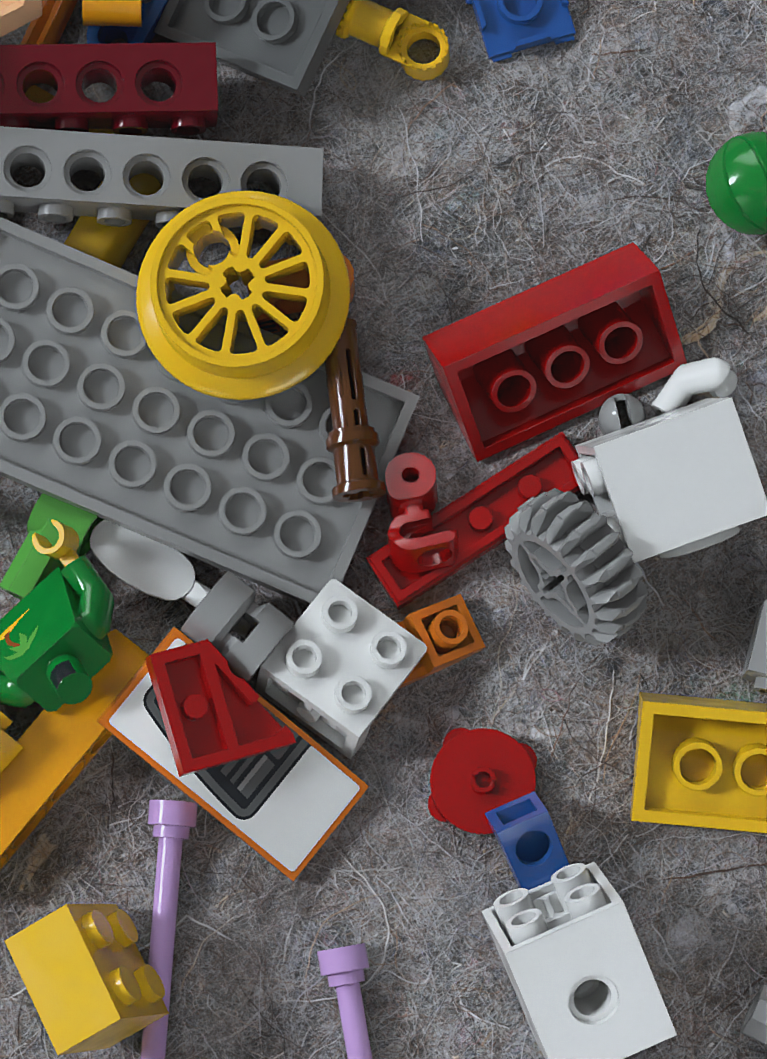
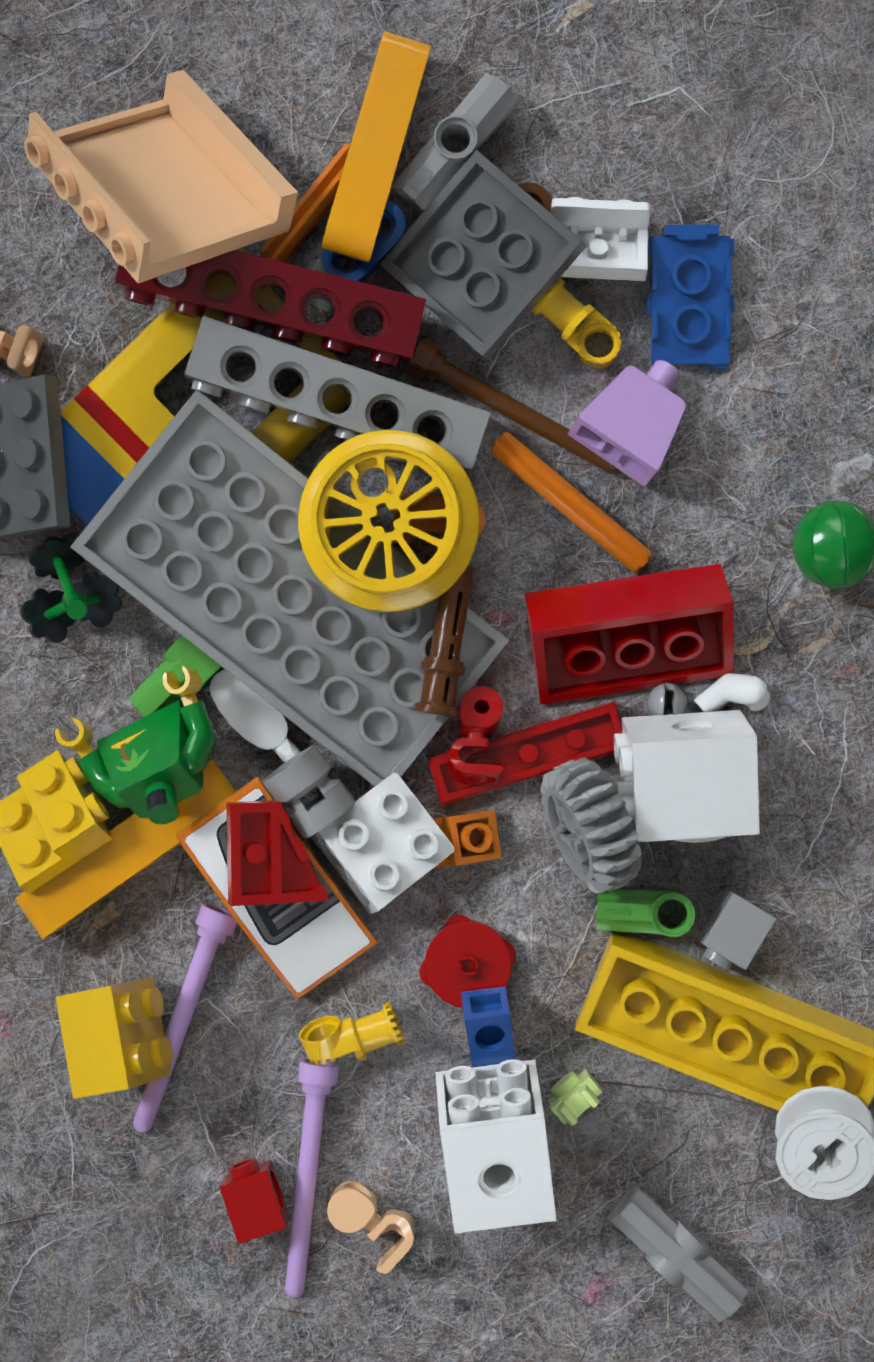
camera: 15 degrees right, 10 degrees up
(242, 123) = (431, 364): none -> reddish brown piece
(386, 897) = (333, 1038): none -> yellow connector
(444, 228) = (571, 502): none -> orange axle
(485, 117) = (633, 420): none -> lavender torso
(652, 895) = (573, 1096): none -> yellowish green plate
(662, 660) = (637, 911): none -> bright green piece

